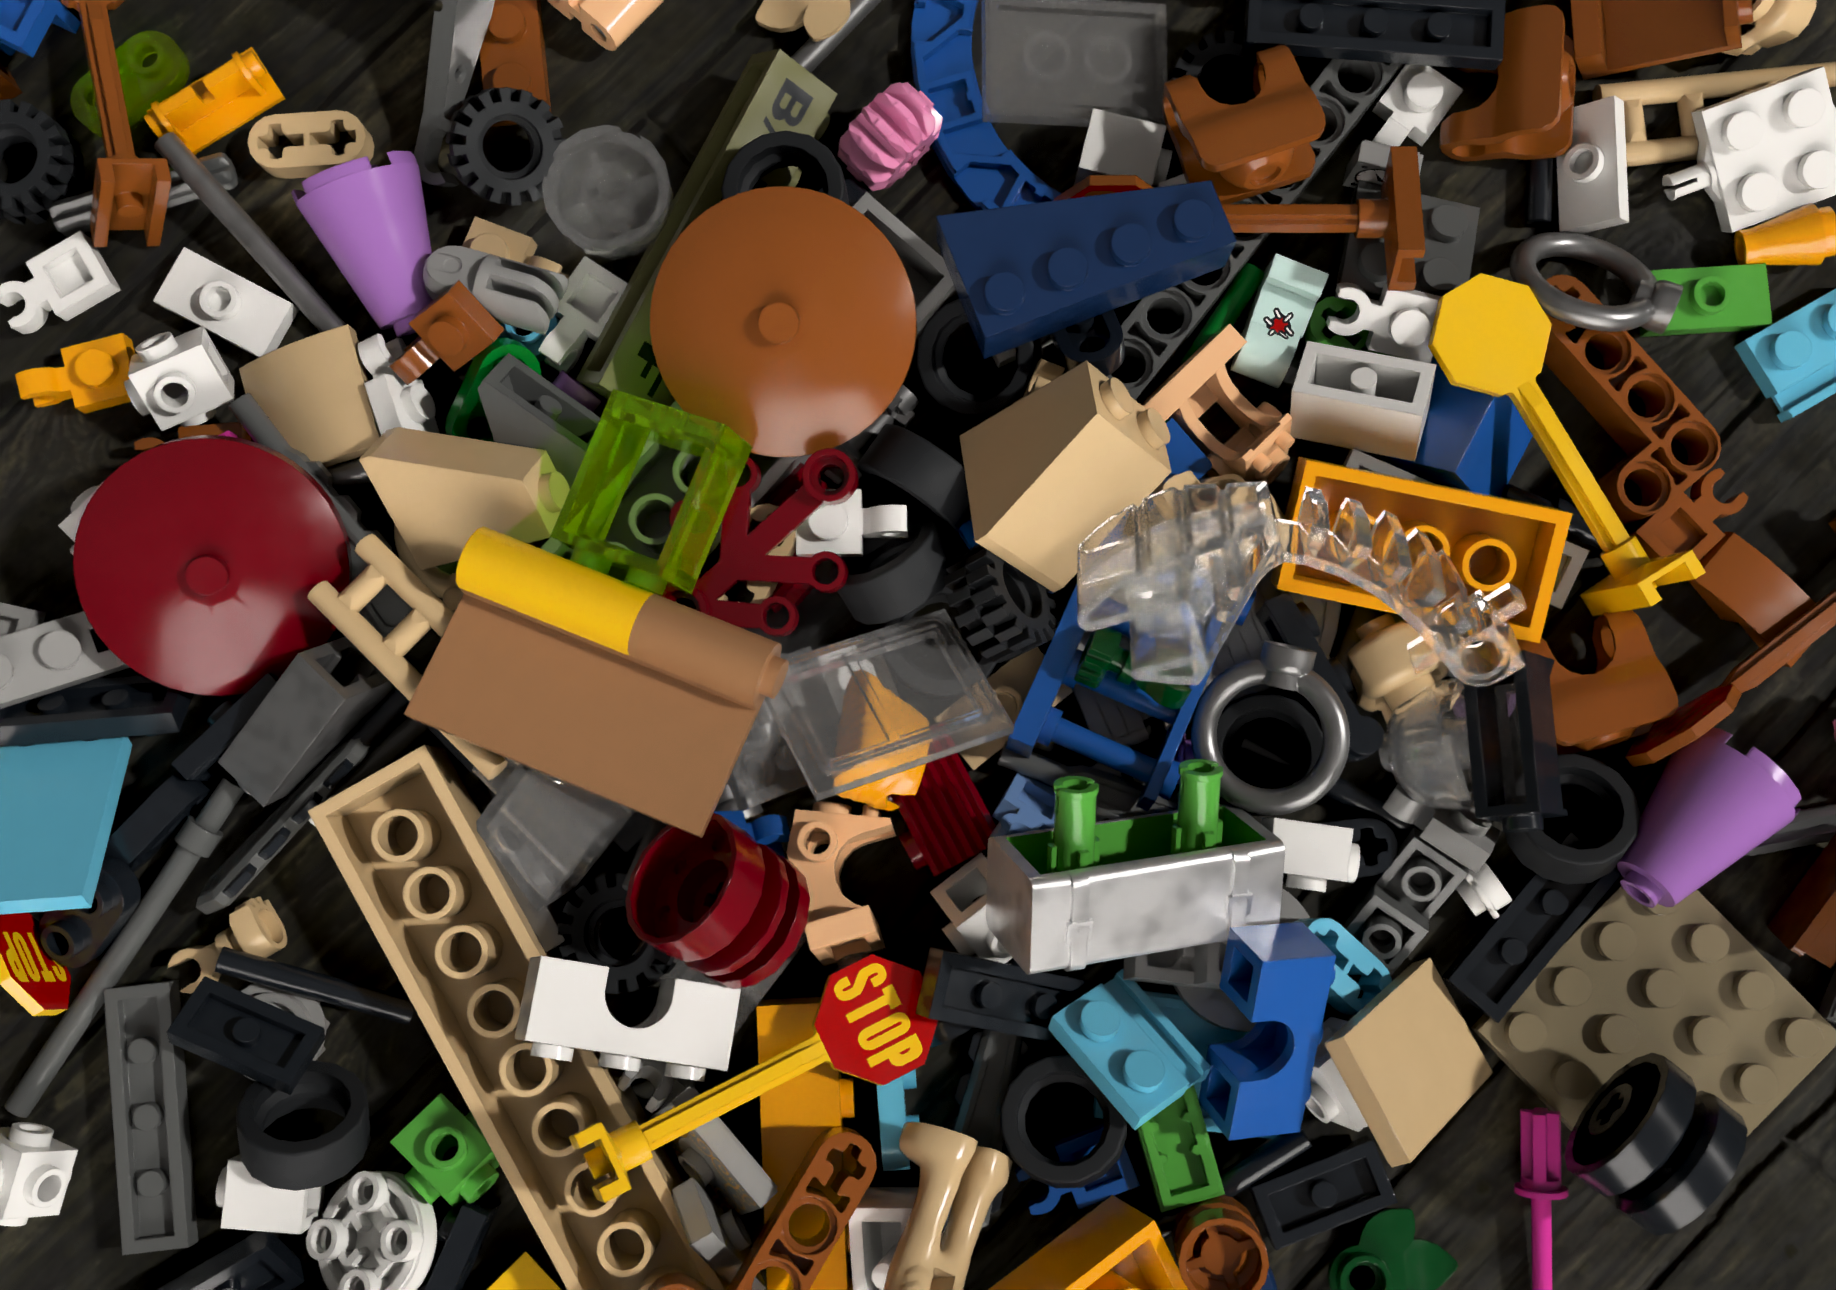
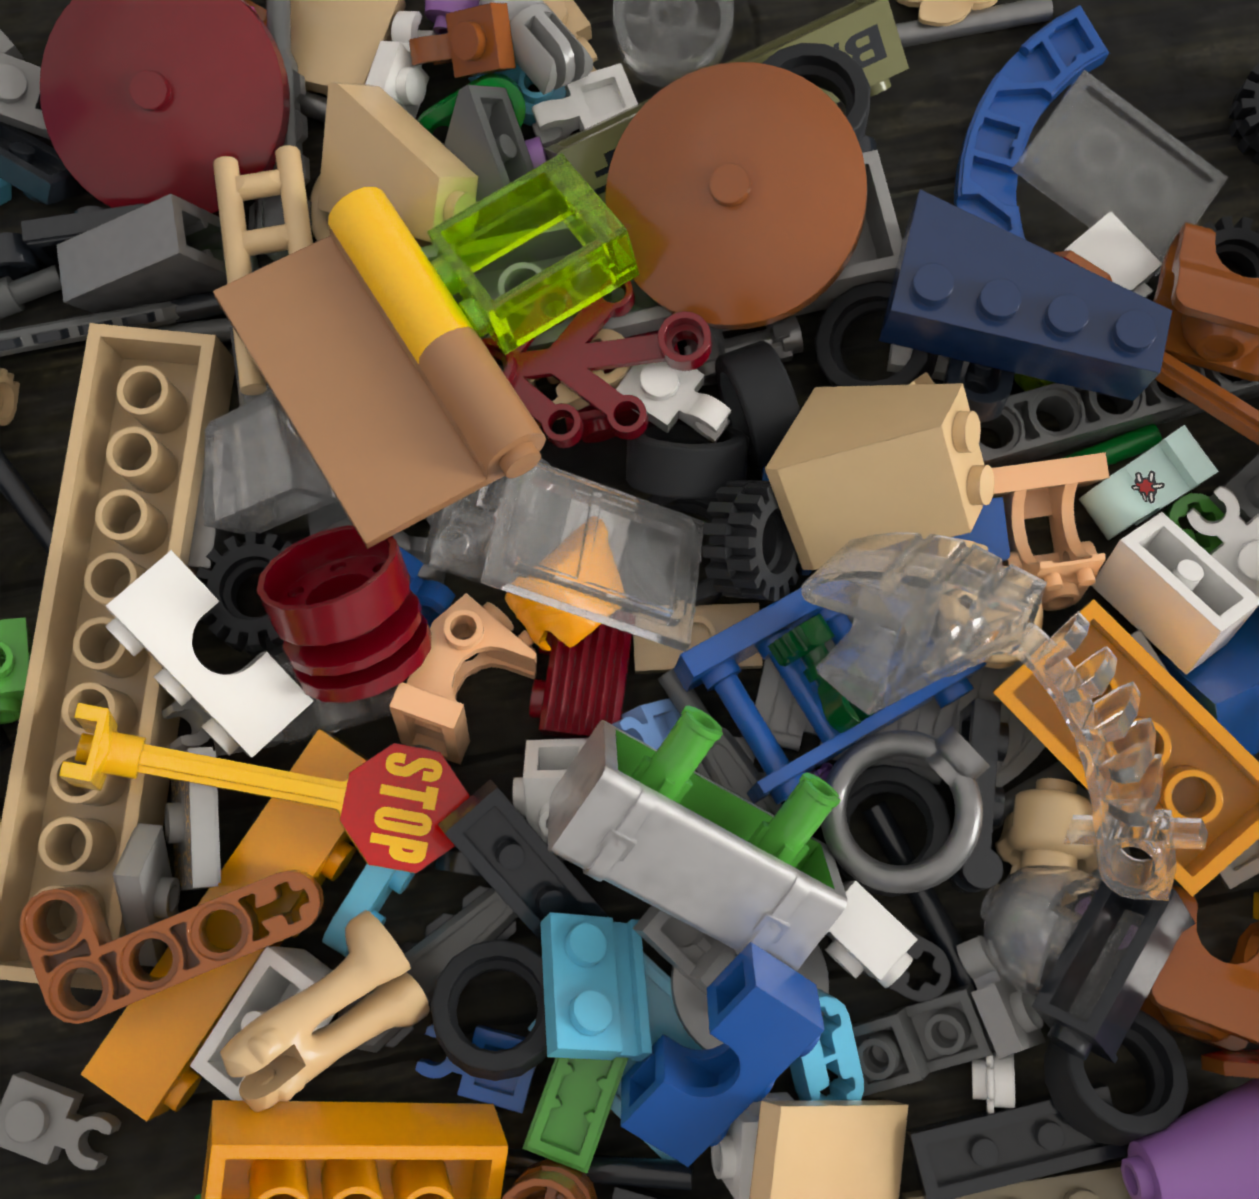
camera: 40 degrees right, 5 degrees down
(889, 136) = (928, 127): bright pink gear -> none

